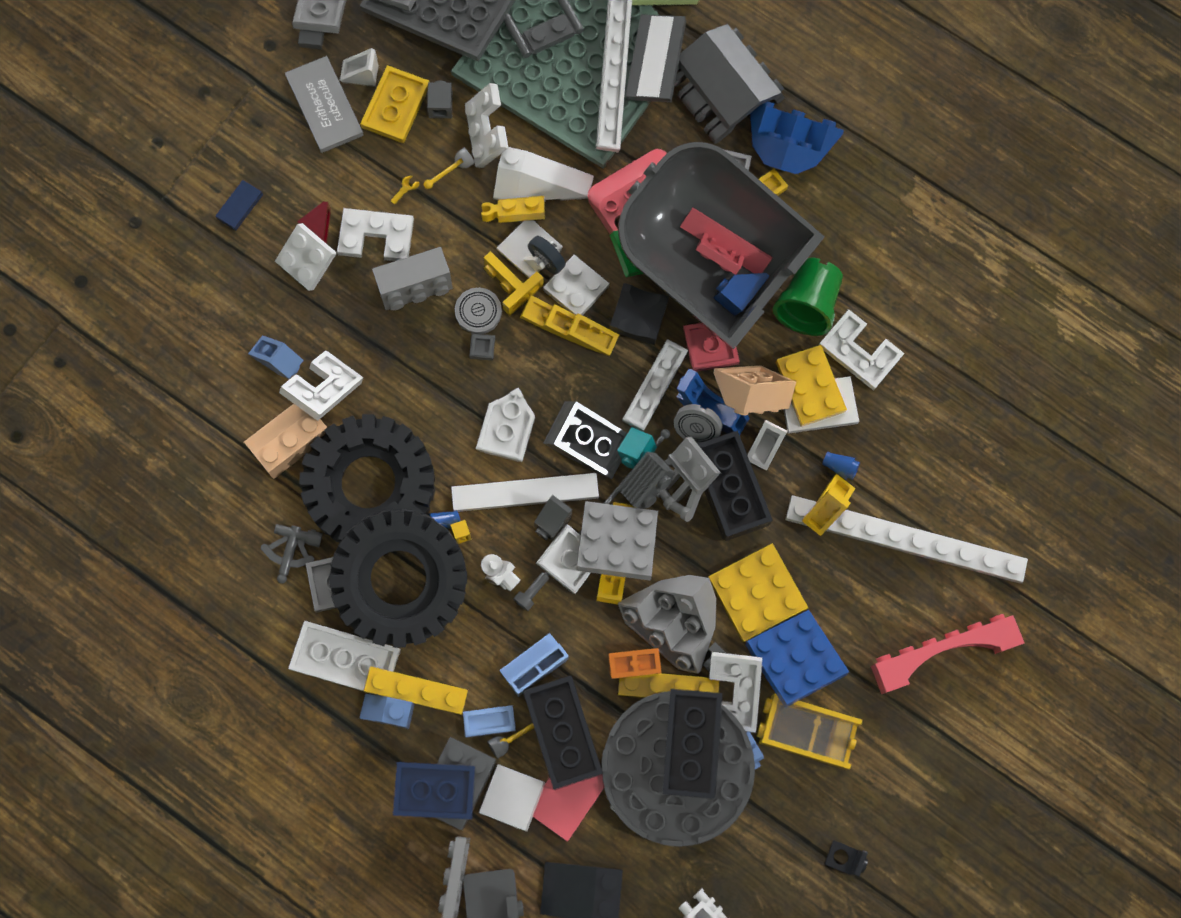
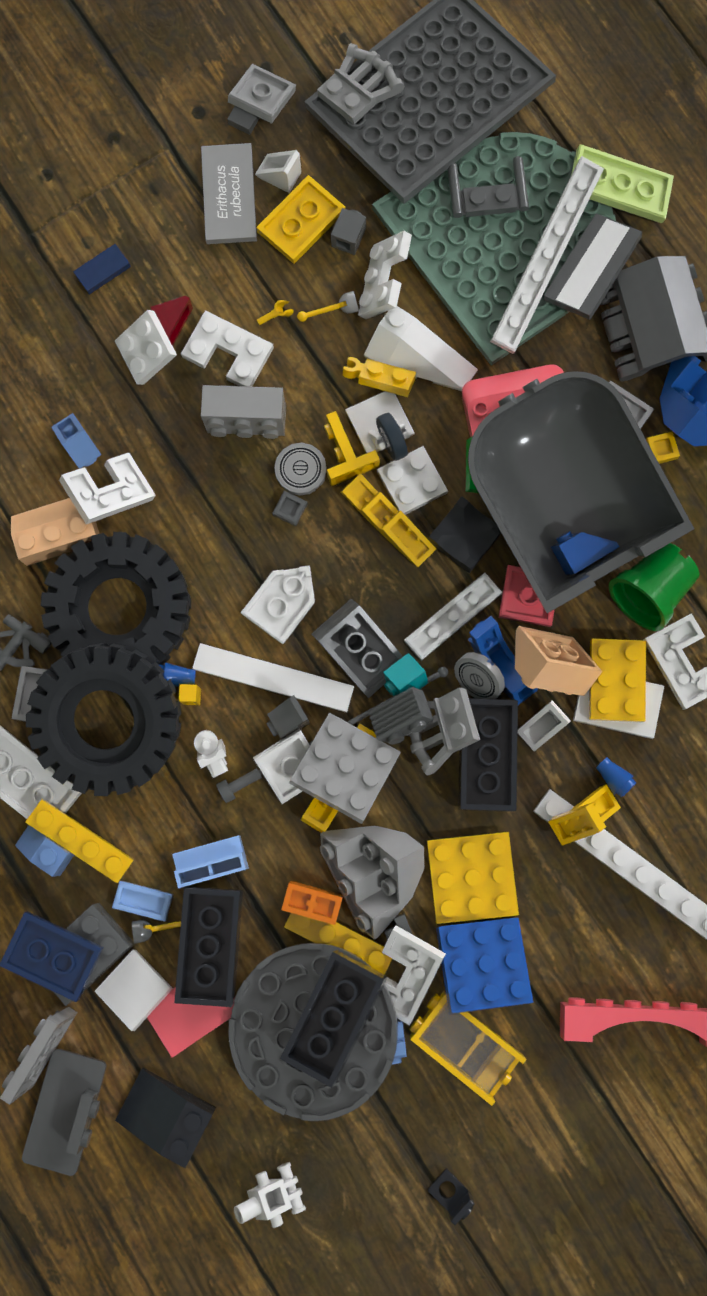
camera: 30 degrees right, 5 degrees up
(724, 245) = (583, 496): coral bracket -> none

